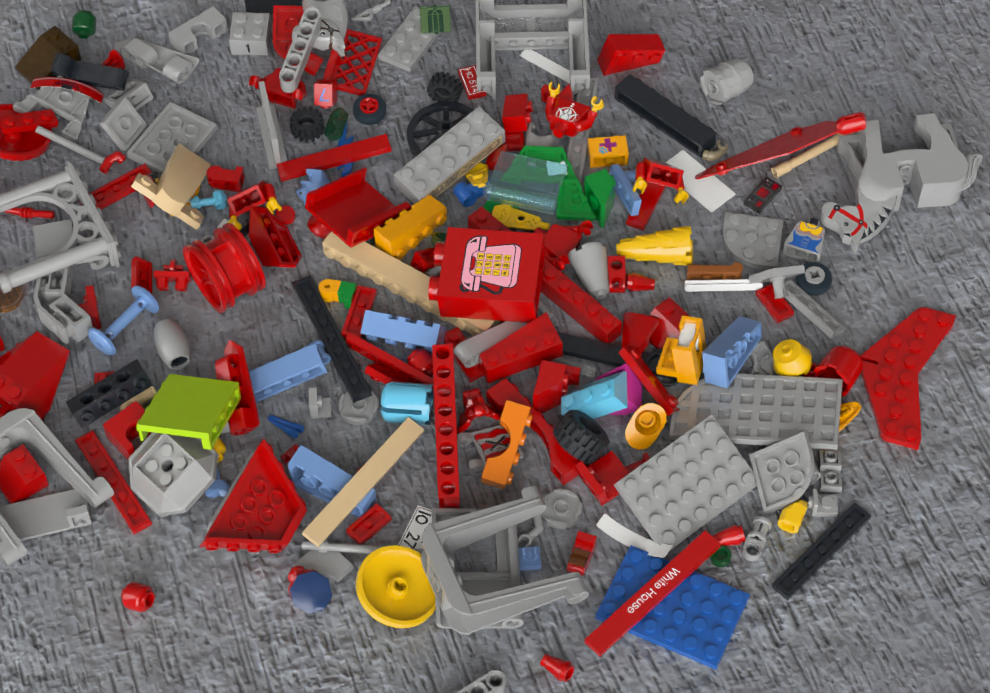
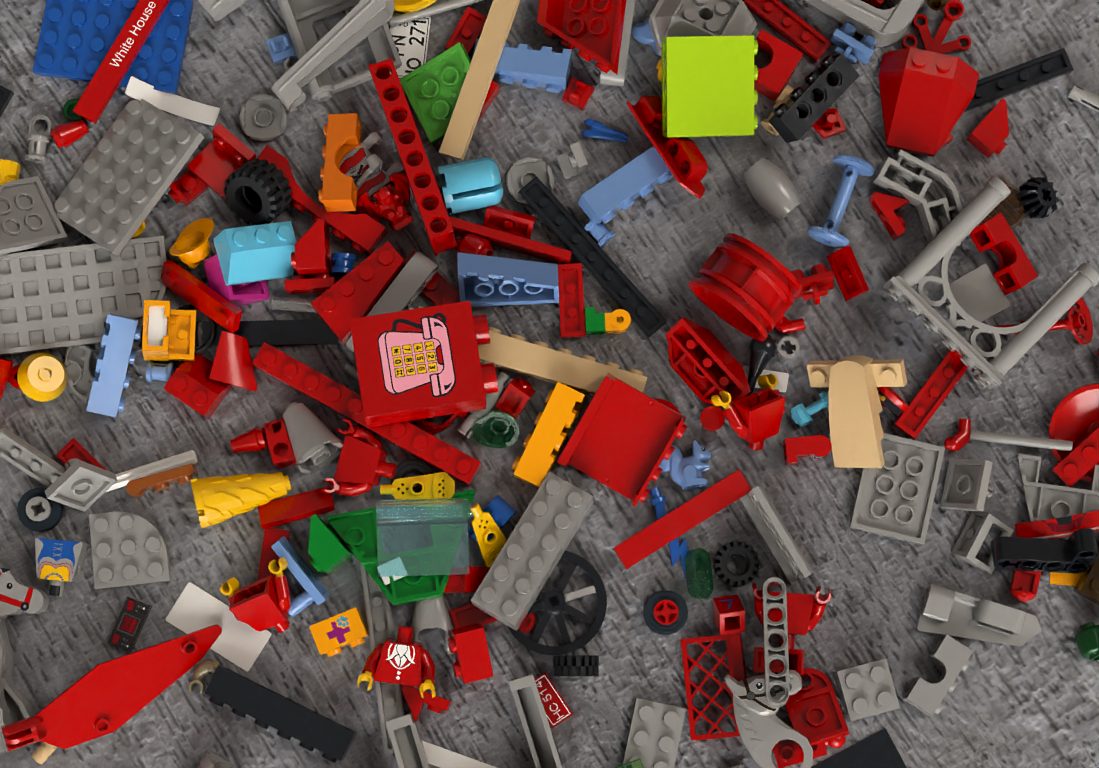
camera: 165 degrees right, 25 degrees up
(17, 245) = (1014, 267): none -> red arch
(63, 429) = (850, 47): none -> medium blue hips
(408, 483) = (436, 88): none -> bright green plate
(480, 442) = (375, 165): none -> light grey hand
(528, 380) = (342, 263): none -> blue wheel
(582, 553) = (225, 65): red leg -> none
(614, 232) = (295, 508): none -> red tile

